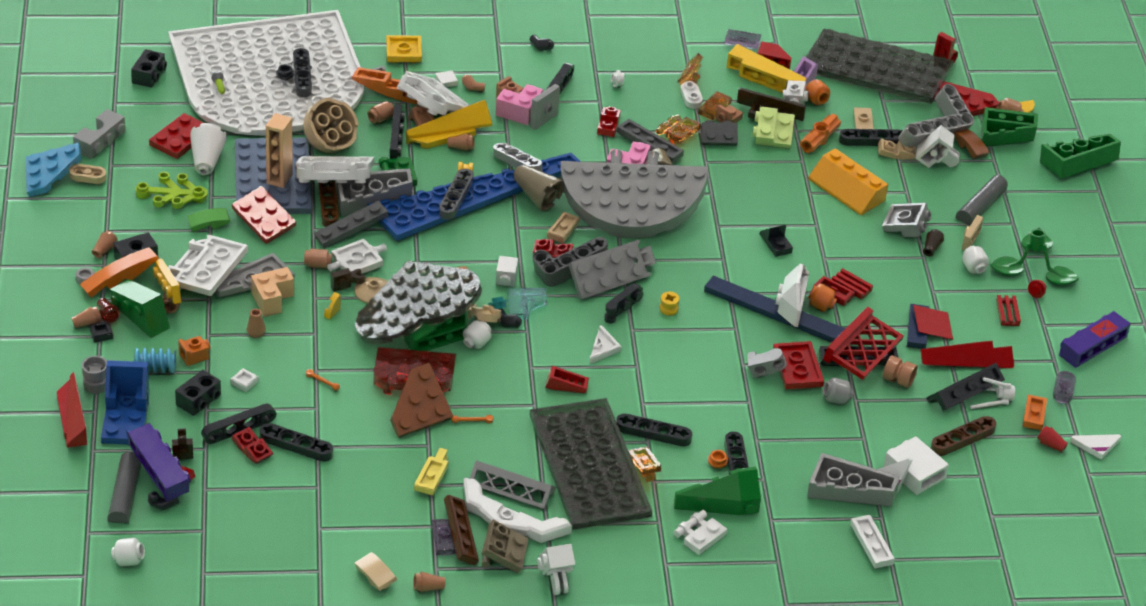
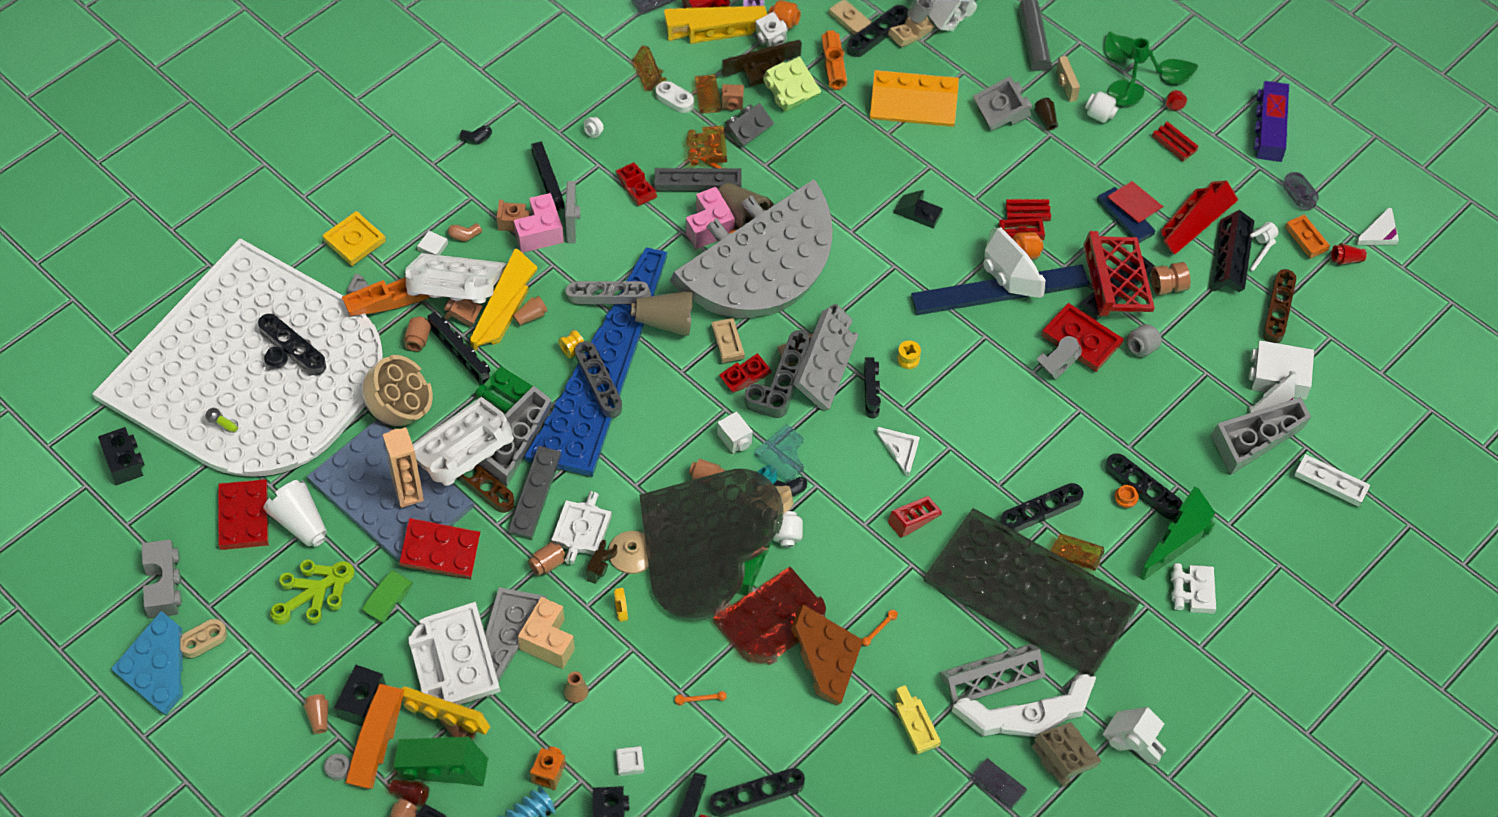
camera: 40 degrees left, 15 degrees up
(461, 530) = (1008, 764): reddish brown tile -> none

